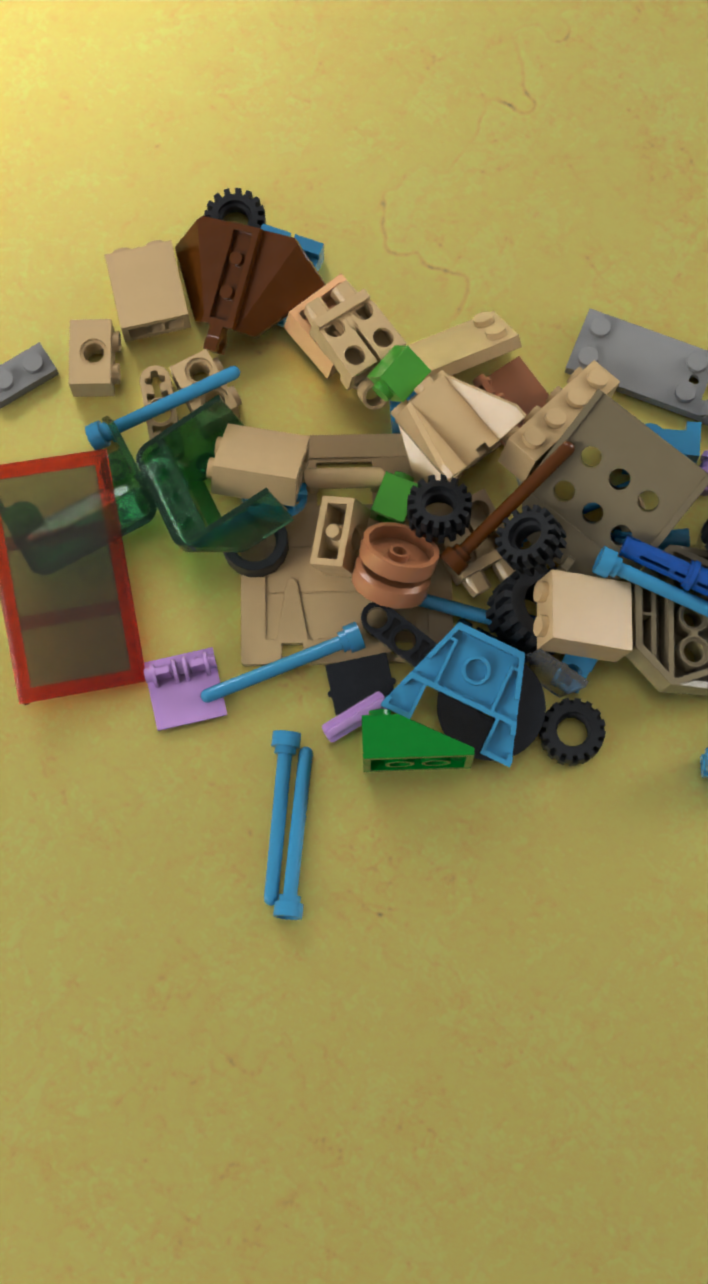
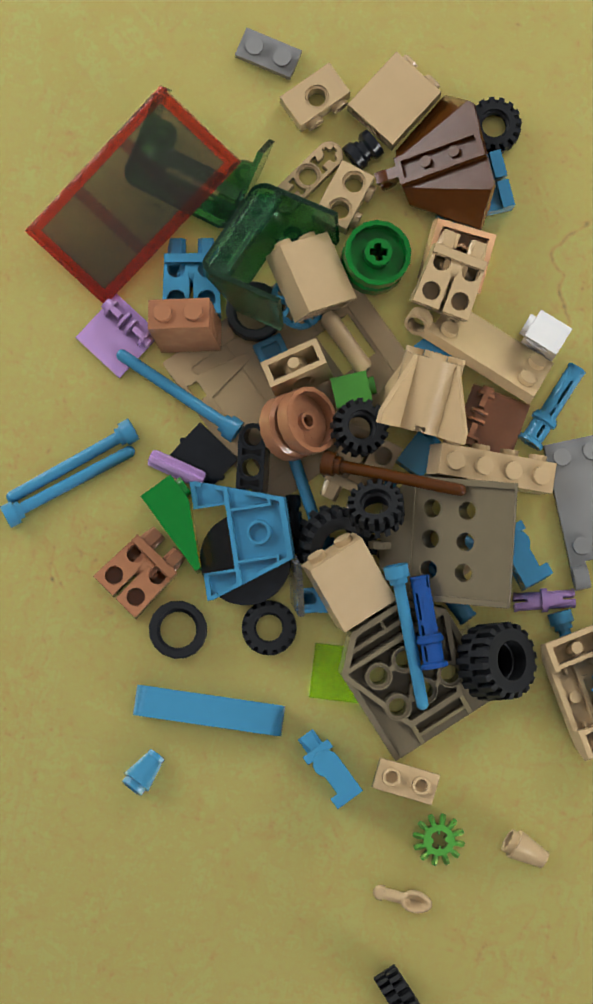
camera: 55 degrees right, 10 degrees up
(99, 436) = (260, 138): dark azure piece -> none
(173, 345) = (360, 152): none -> black wheel
(184, 583) = (186, 271): none -> dark azure hips
(223, 609) = (184, 325): none -> nougat brick
(283, 394) = (360, 252): none -> green wheel
(300, 554) = (269, 347): none -> dark azure tile
(398, 374) = (436, 331): bright green brick -> none
(433, 807) = (148, 567): none -> nougat hips
(464, 293) = (544, 334): none -> white brick
(495, 479) = (415, 455): none -> dark azure brick
(520, 793) = (161, 613): none -> black tyre
(541, 349) = (544, 419): none -> dark azure pin
(616, 844) = (208, 710): none -> dark azure beam
(637, 951) = (143, 772): none -> dark azure cone
(653, 708) = (326, 679): none -> clear neon green piece

